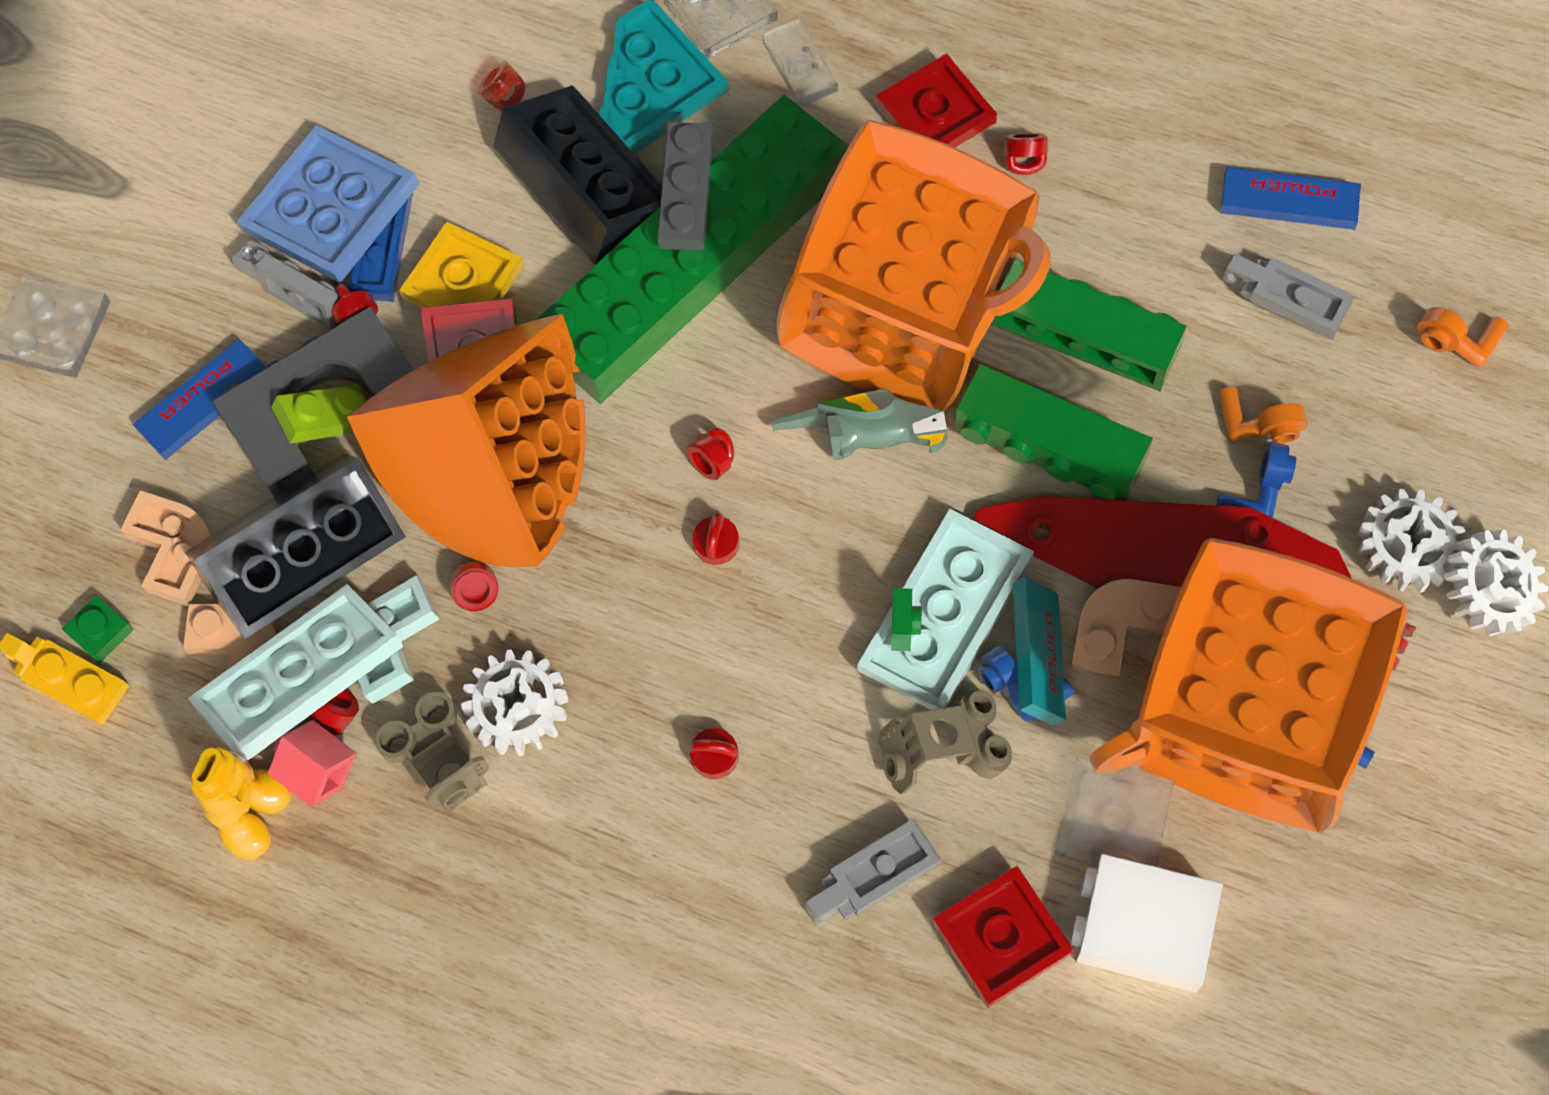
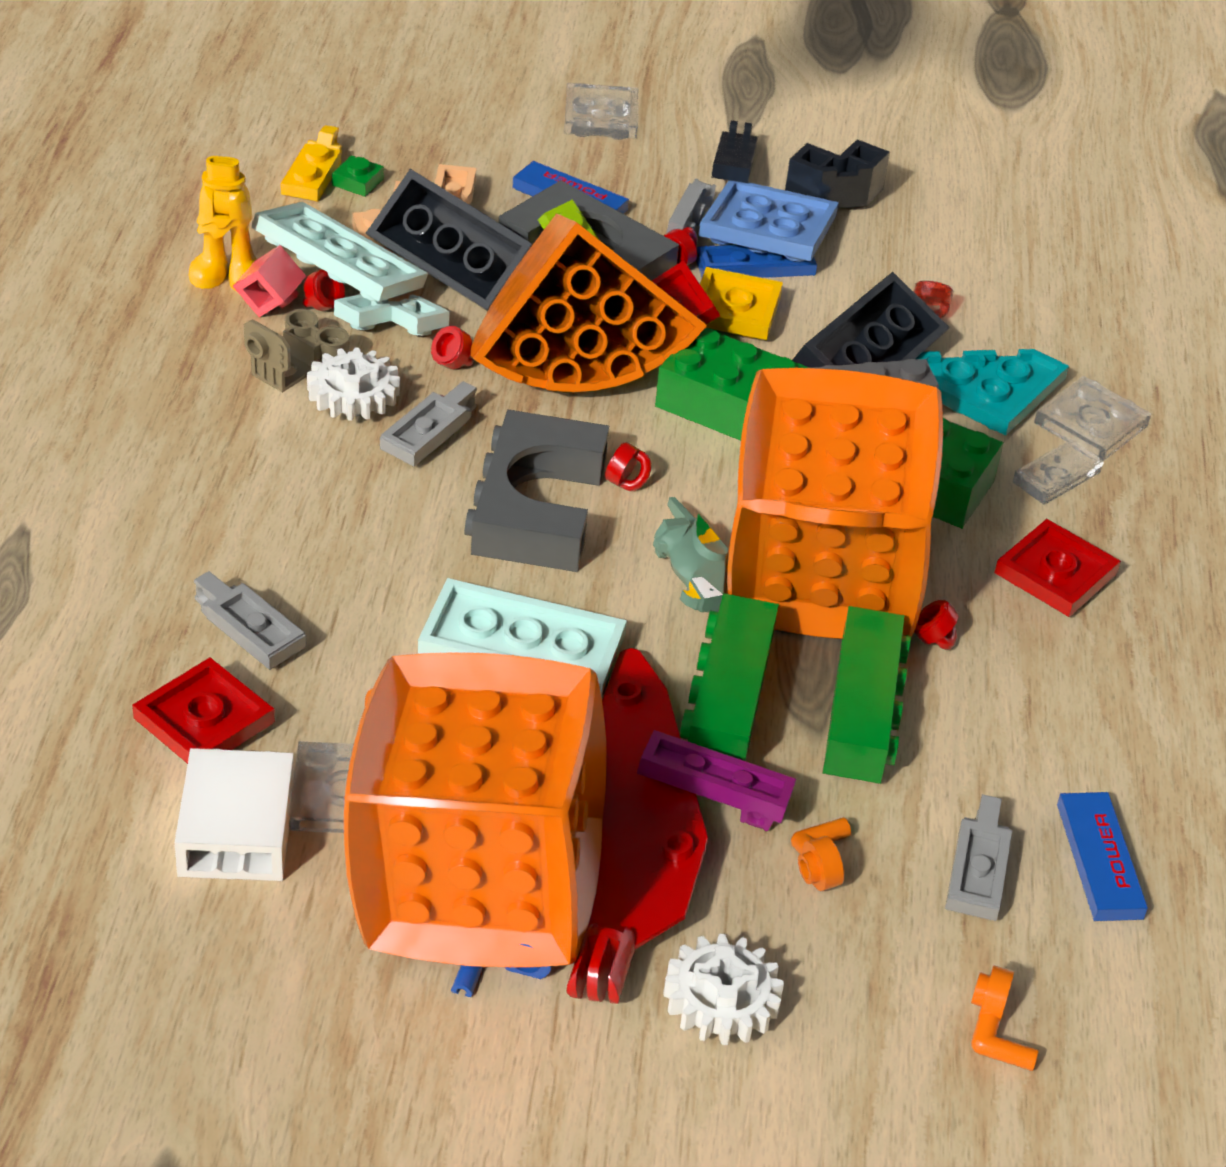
camera: 65 degrees right, 25 degrees down
(190, 205) = (735, 154): none -> black hinge
(280, 115) = (845, 178): none -> black brick
(600, 635) = (429, 424): none -> light grey hinge
(714, 753) = (341, 510): red tile -> none
(715, 540) = (546, 482): red tile -> none
(773, 593) = (526, 529): none -> dark grey arch
(905, 619) = (493, 584): green plate -> none
(910, 744) = (375, 611): dark tan piece -> none
(1025, 146) = (1048, 631): red tile -> none
(1181, 480) = (711, 774): none -> magenta hinge
(1275, 469) = (762, 861): blue plate -> none
(1496, 582) = (715, 1074): white gear -> none

